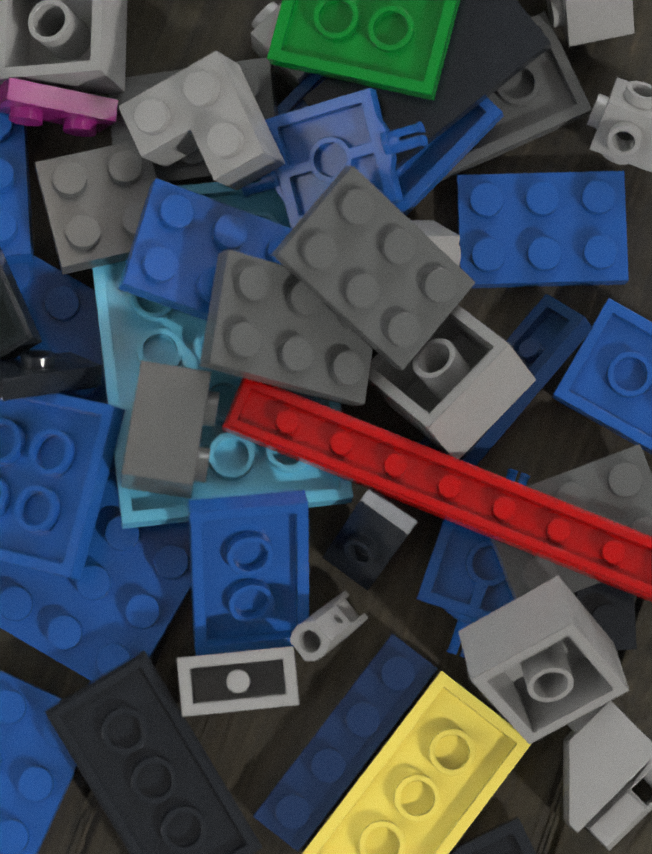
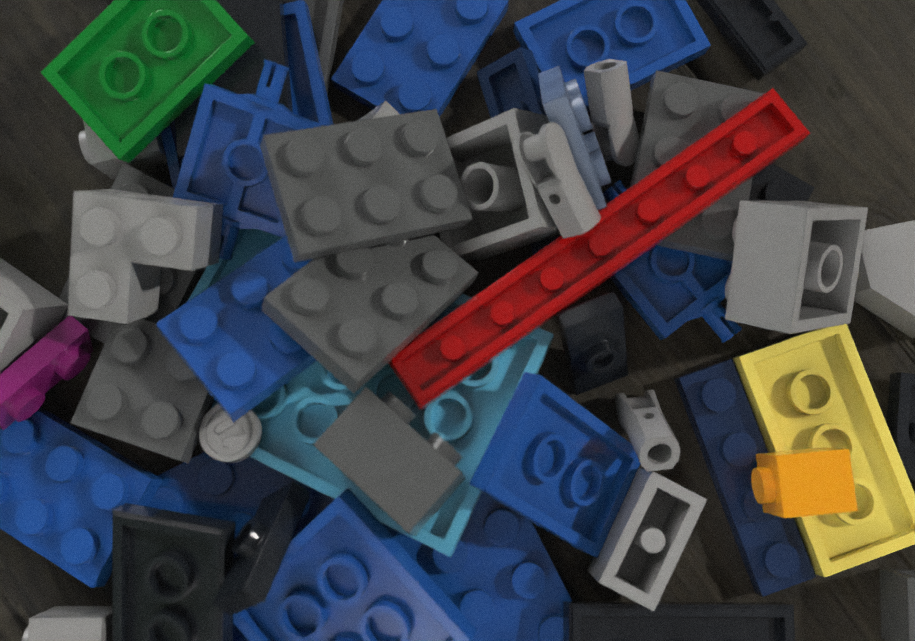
camera: 60 degrees left, 0 degrees up
(101, 294) = (229, 440): none -> light grey piece
(365, 779) = (804, 482): none -> light orange brick
(472, 416) = (554, 173): none -> light grey bar
(526, 408) = (567, 108): none -> sand blue plate
(581, 429) = (612, 110): none -> light grey bar

